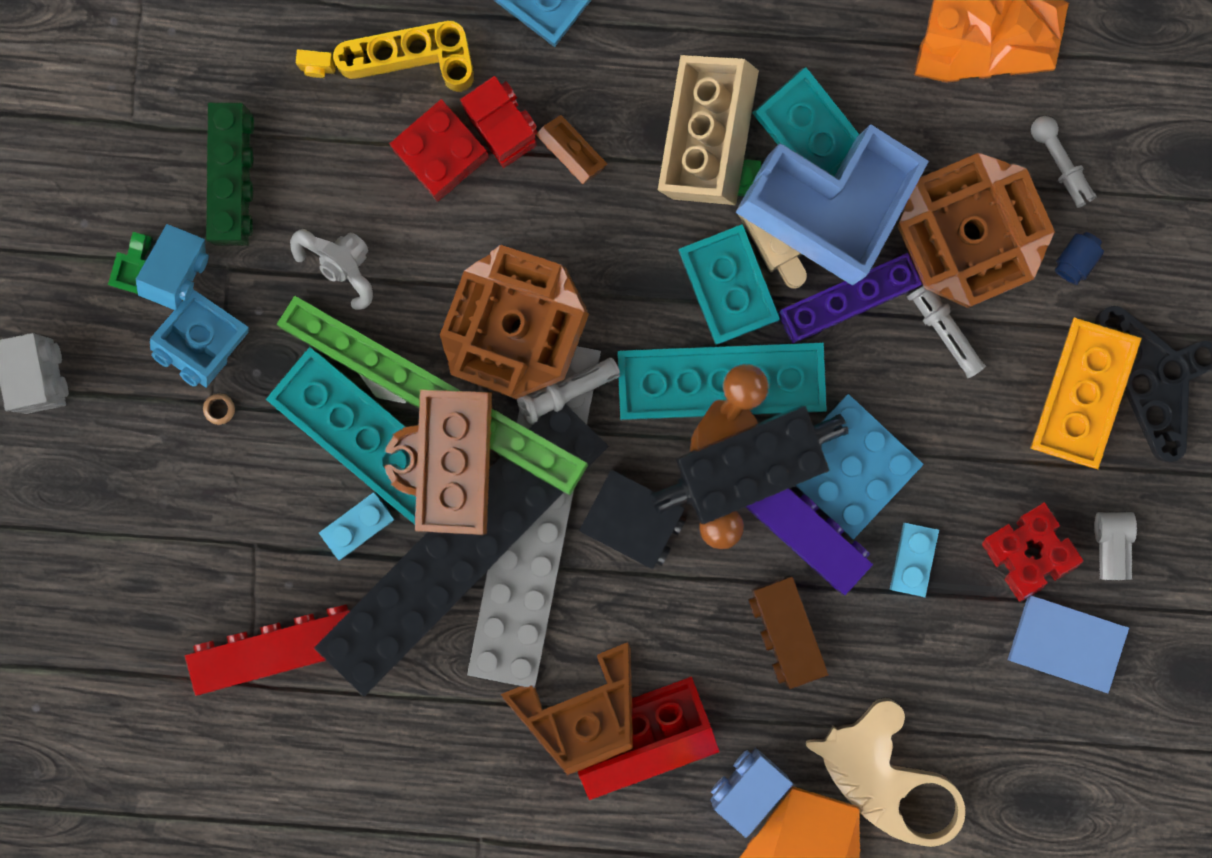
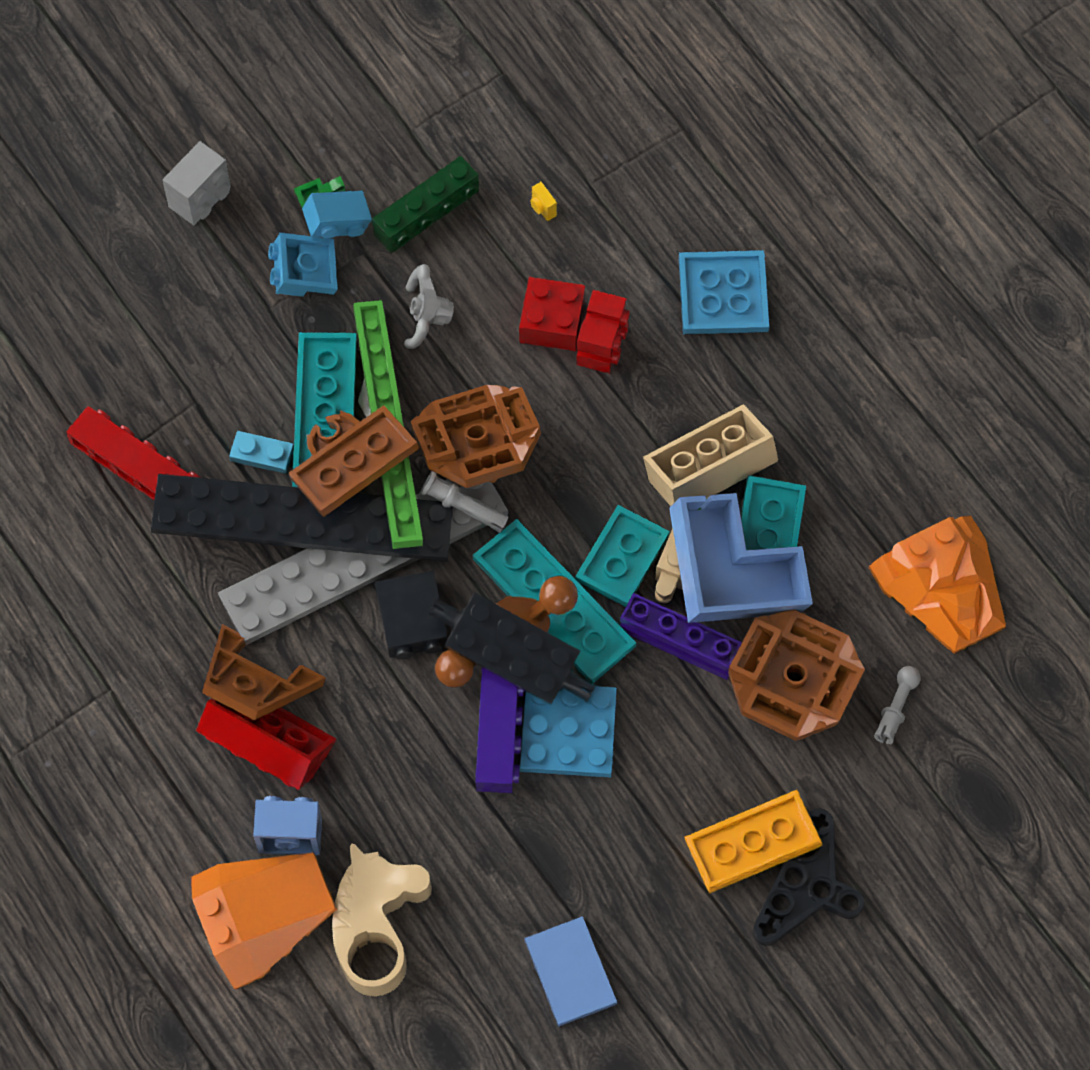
camera: 50 degrees right, 20 degrees down
(230, 413) = (266, 305): medium nougat piece -> none
(402, 58) = (570, 223): yellow beam -> none
(571, 149) = (624, 392): dark orange plate -> none
(787, 633) = (419, 773): reddish brown brick -> none
(914, 559) = (540, 821): medium azure plate -> none
(937, 315) = (720, 704): light grey pin -> none
(1036, 530) = (611, 888): red brick -> none
(1079, 257) = (841, 764): dark blue brick -> none
(1115, 537) = (673, 940): light grey piece -> none

